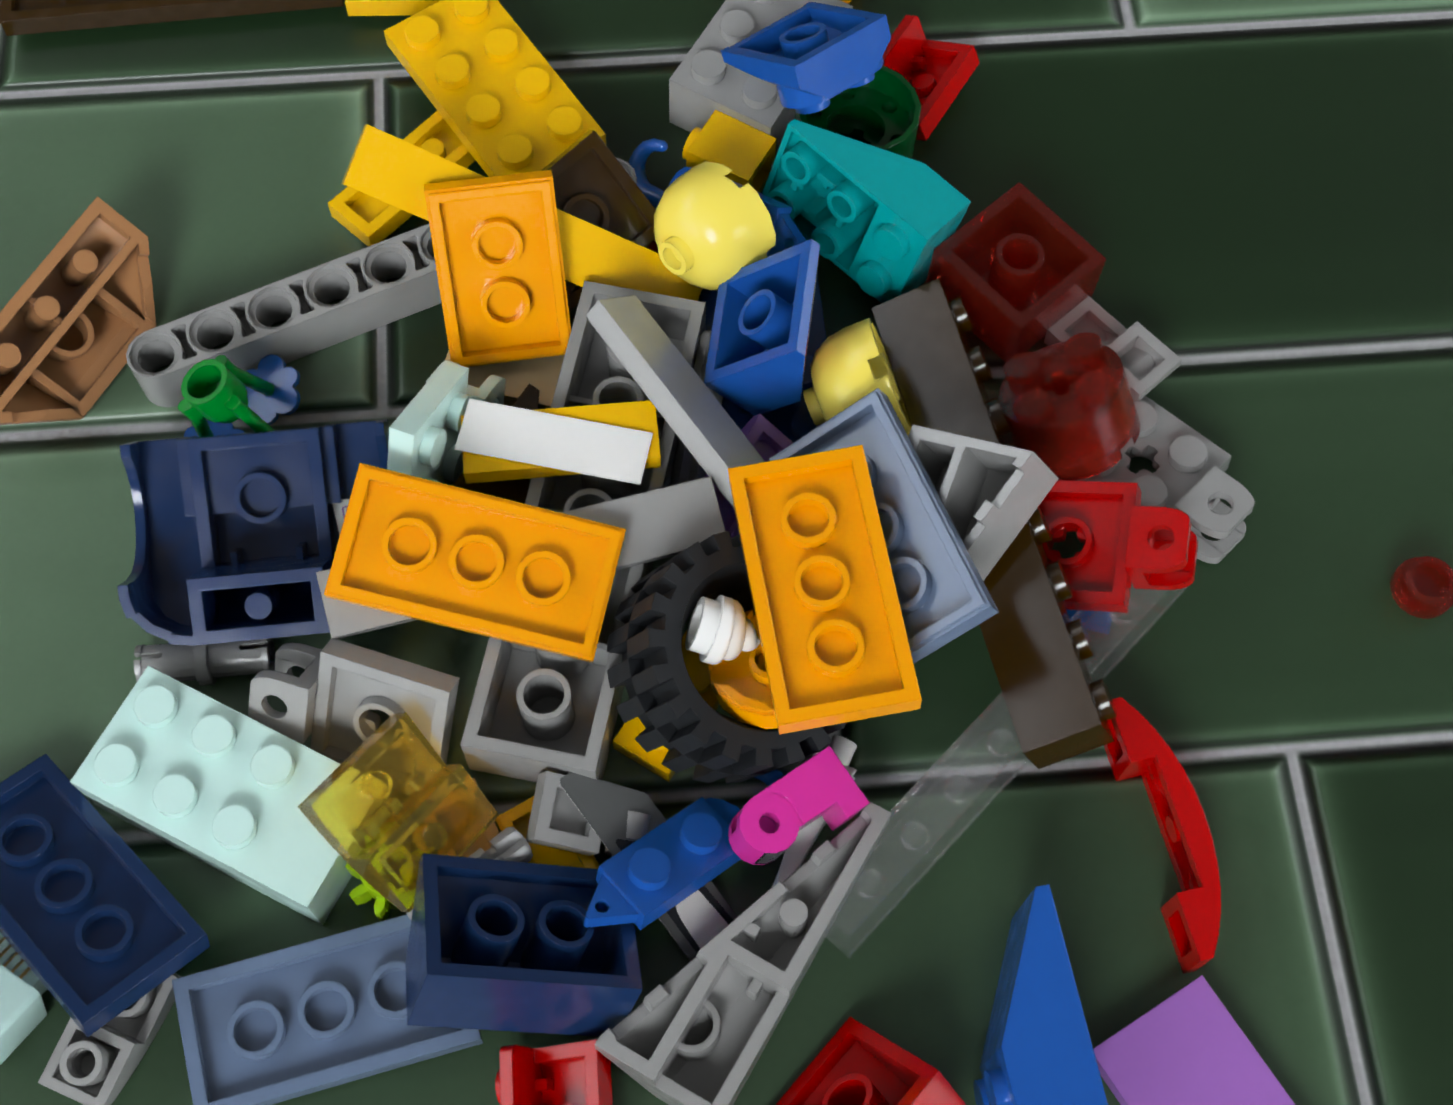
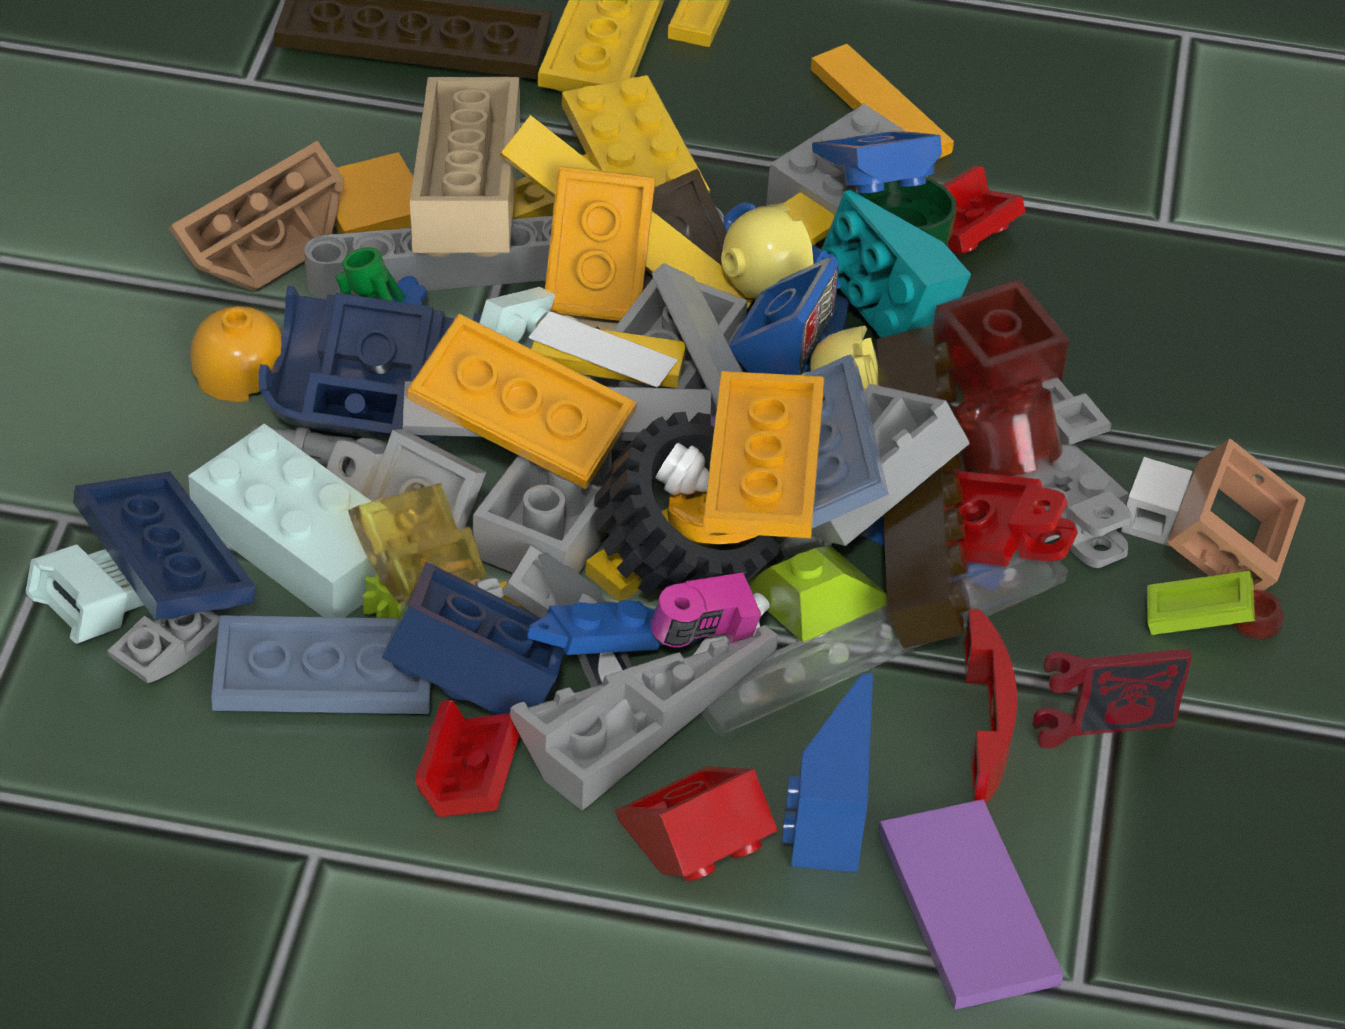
camera: 15 degrees right, 20 degrees down
(80, 535) = (230, 351): none -> light orange cylinder
(196, 237) = (374, 195): none -> light orange tile
(299, 231) = (460, 180): none -> tan brick
(920, 740) = (817, 592): none -> lime slope
(1266, 449) = (1156, 500): none -> white brick
(1299, 792) = (1113, 693): none -> dark red flag
(1361, 593) = (1200, 602): none -> lime tile
(1411, 511) = (1216, 545): none -> nougat window

